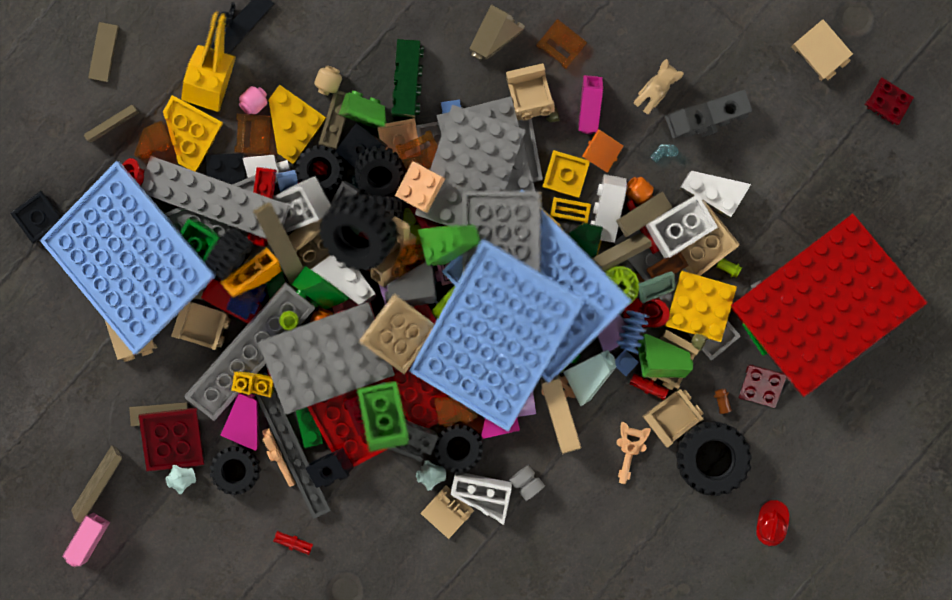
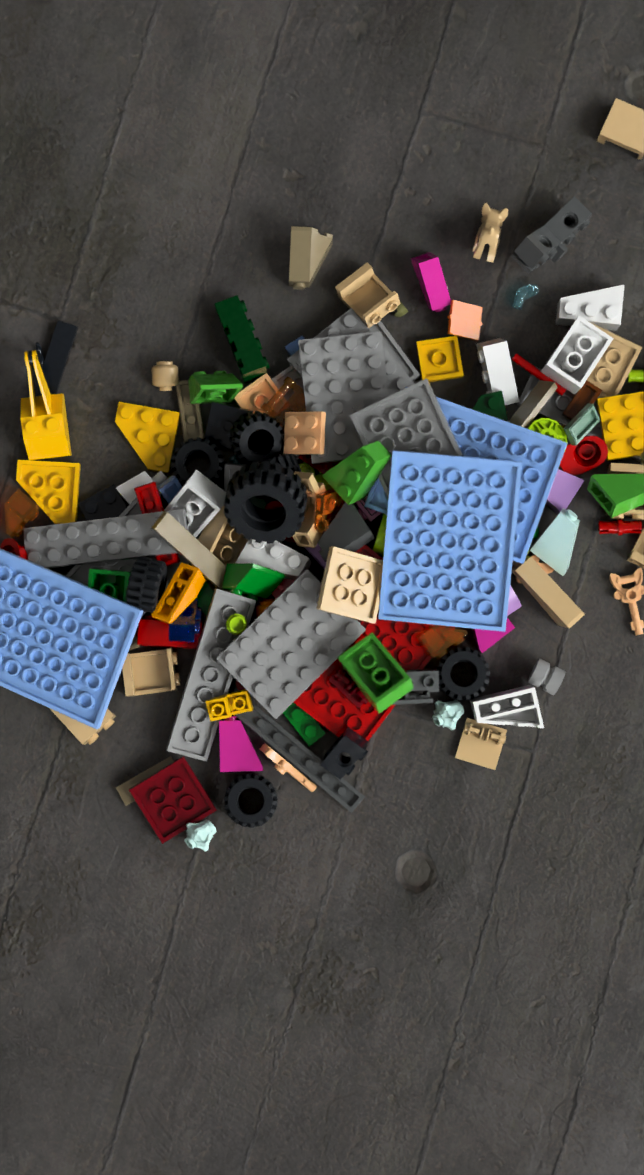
camera: 30 degrees left, 5 degrees down
(86, 540) = (133, 941): bright pink brick -> none
(96, 484) = (118, 879): dark tan tile -> none
(253, 100) = (100, 428): bright pink head -> none
(258, 136) = (121, 459): clear orange plate -> none
(293, 542) = (342, 847): red pin -> none
(319, 169) = (198, 463): red plate -> none
(554, 207) = (460, 384): yellow tile -> none
(565, 39) = (378, 232): clear orange plate -> none
(625, 362) = (586, 514): medium blue plate -> none
(632, 331) = (579, 477): medium blue piece -> none
(639, 190) = (519, 341): orange head -> none
(644, 214) = (535, 360): dark tan tile -> none

